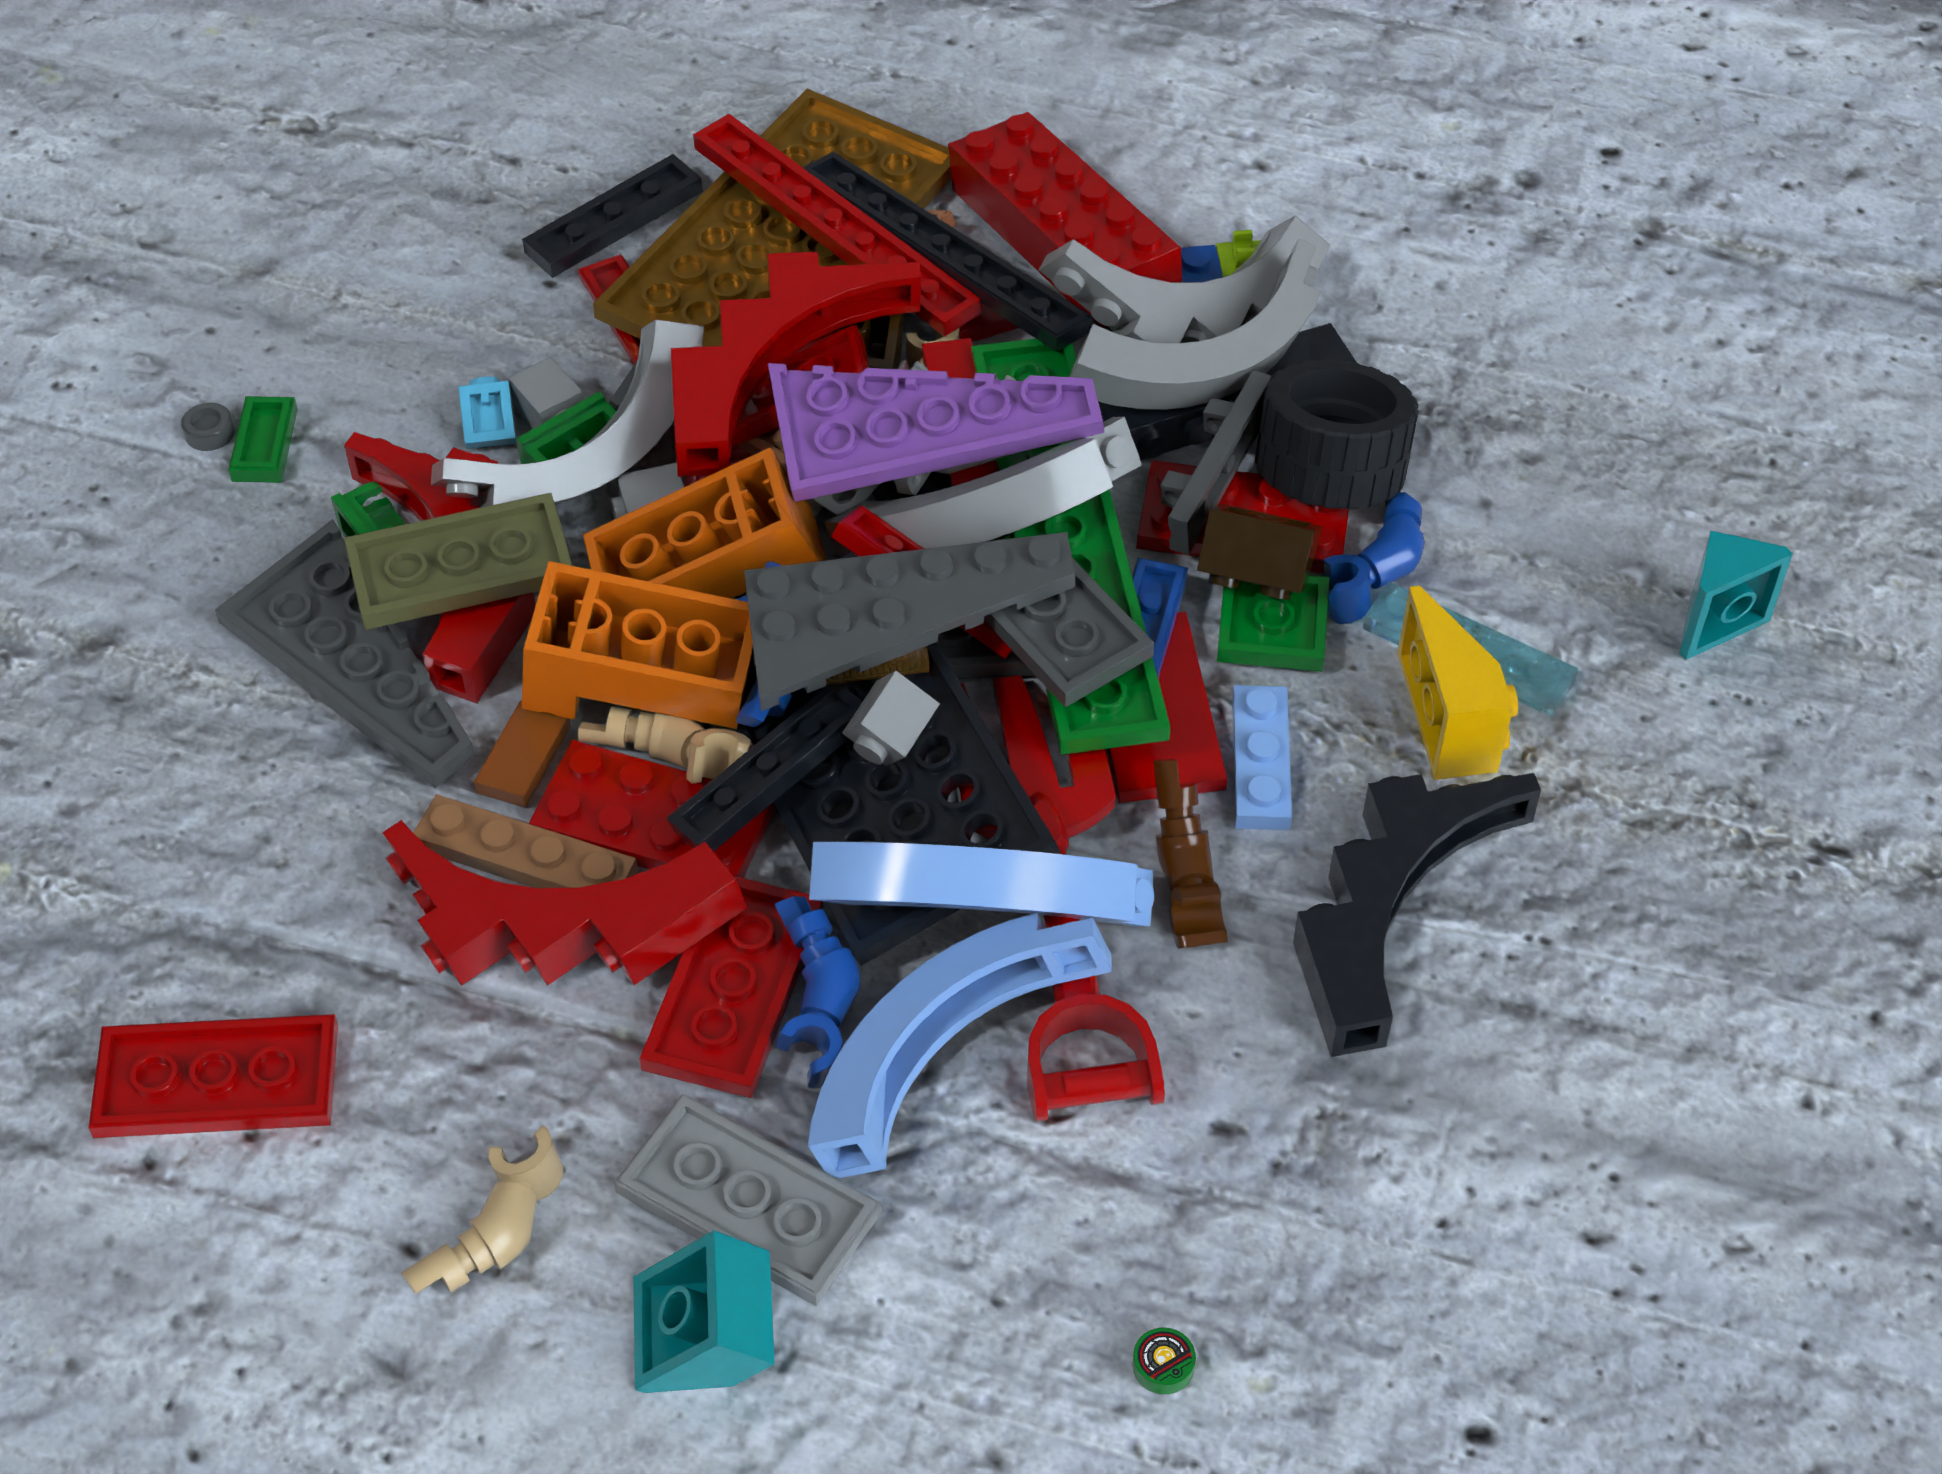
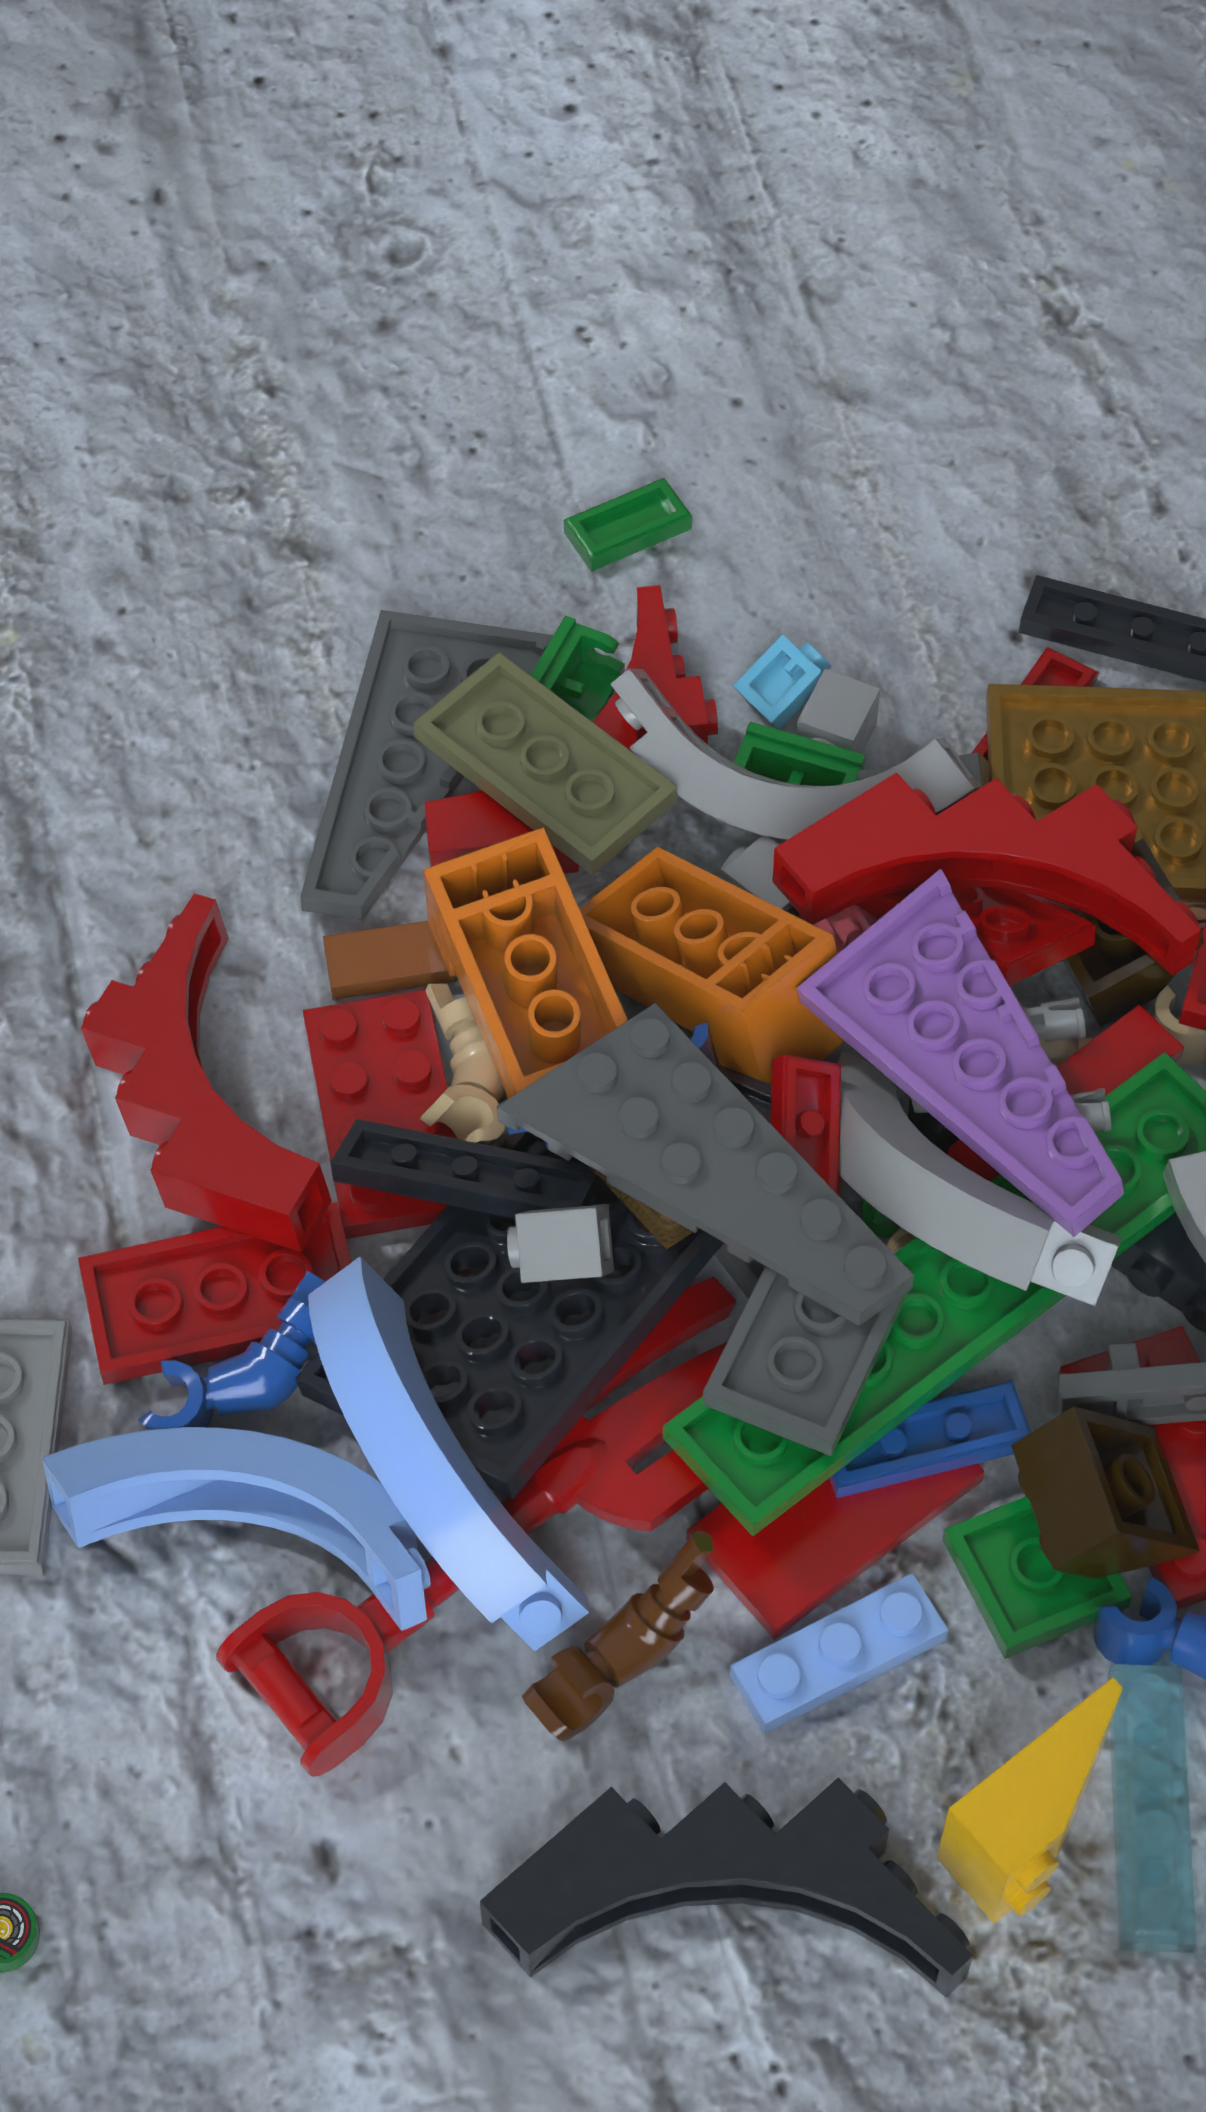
camera: 60 degrees right, 5 degrees up
(207, 426) = (610, 472): dark grey tile -> none
(517, 848) = (273, 1029): medium nougat plate -> none

